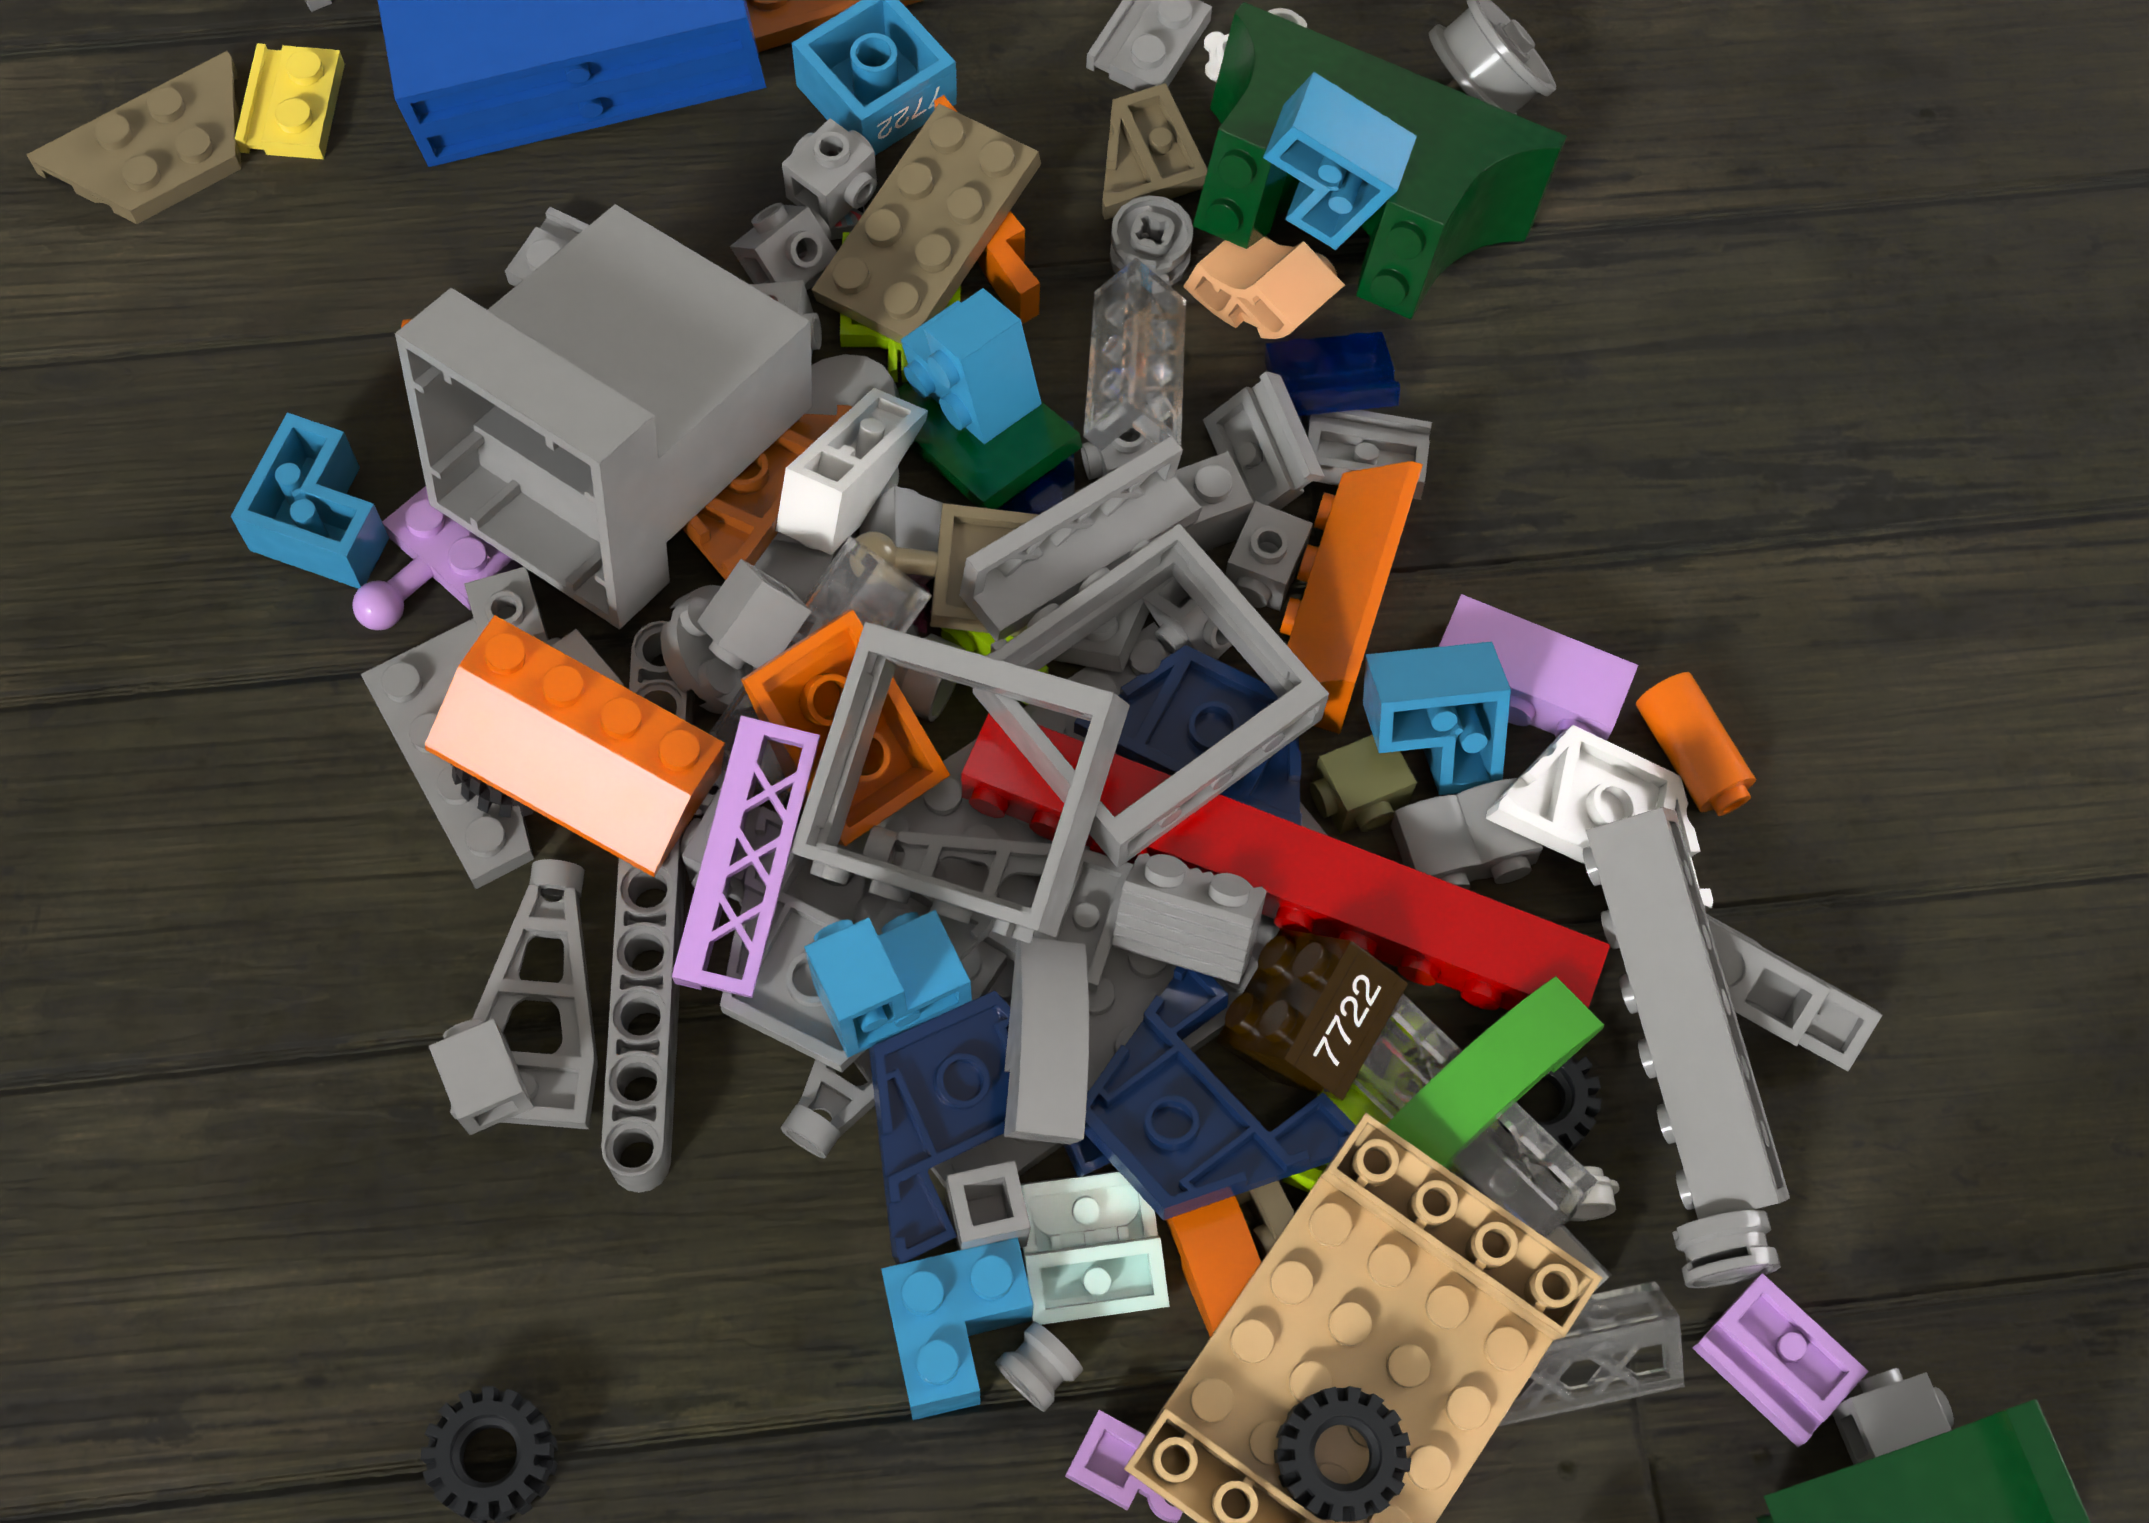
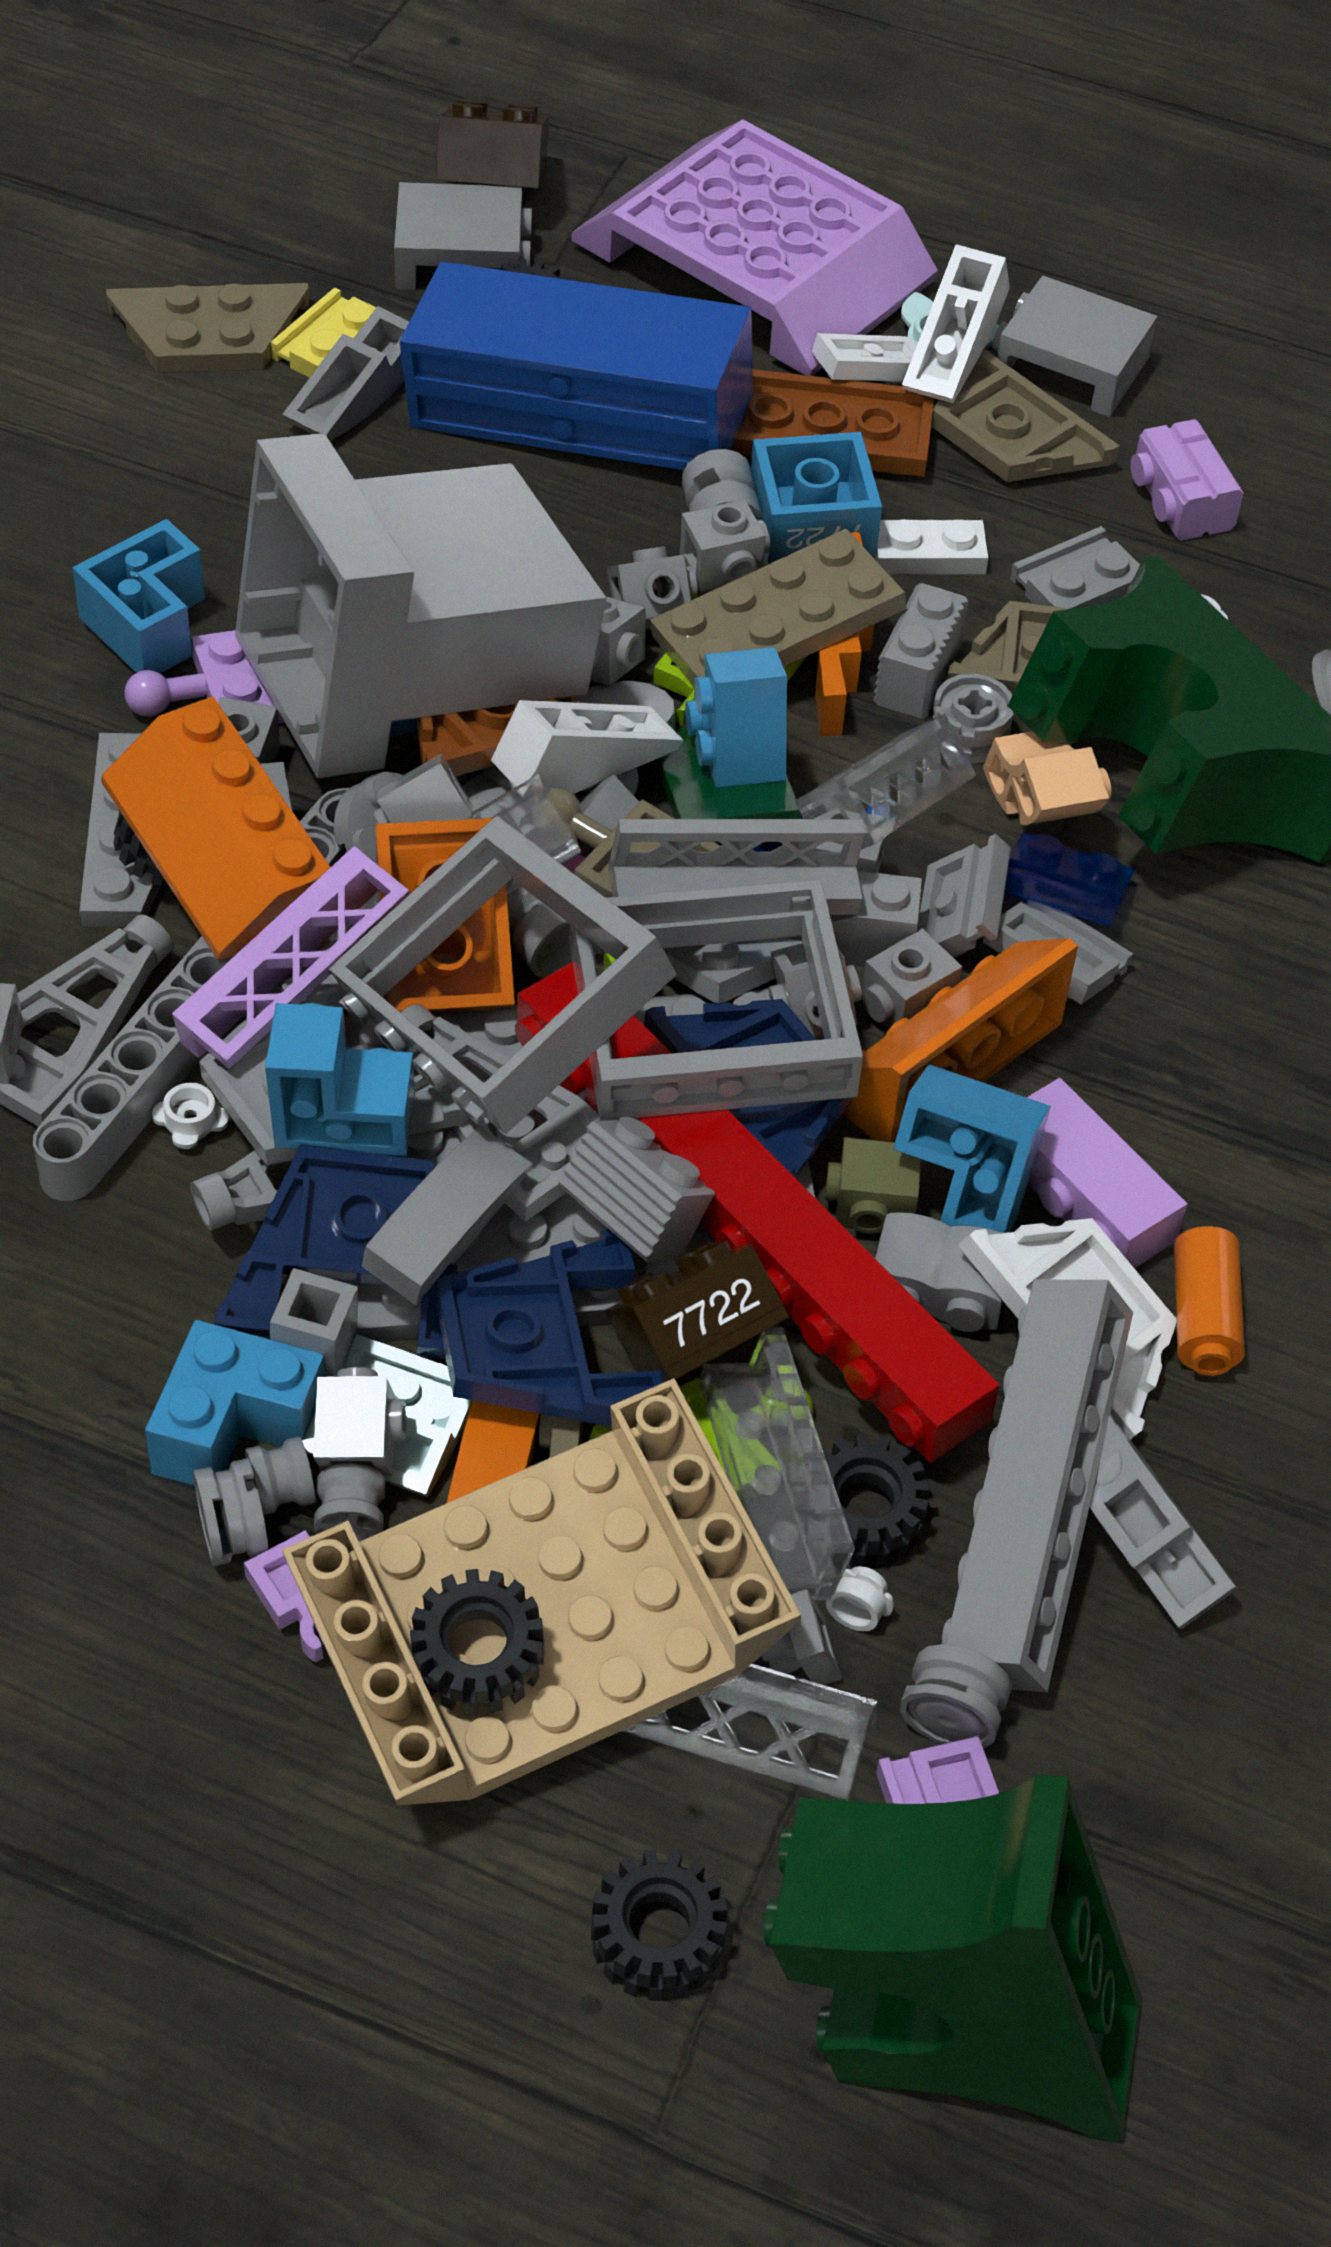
camera: 30 degrees right, 15 degrees down
(347, 140) = (352, 378): none -> light grey slope
(711, 1022) = (187, 1101): none -> white plate
(782, 108) = (719, 479): none -> light grey wheel
(1004, 68) = (932, 547): none -> white plate
(1024, 1432) = (238, 1510): none -> light grey wheel
(1068, 194) = (920, 650): none -> light grey brick
(1086, 1284) = (358, 1420): none -> brick
(1116, 1359) = (351, 1495): none -> light grey wheel
(1341, 154) = (1149, 671): dark azure brick -> none
(1495, 1072) = (823, 1418): bright green slope -> none

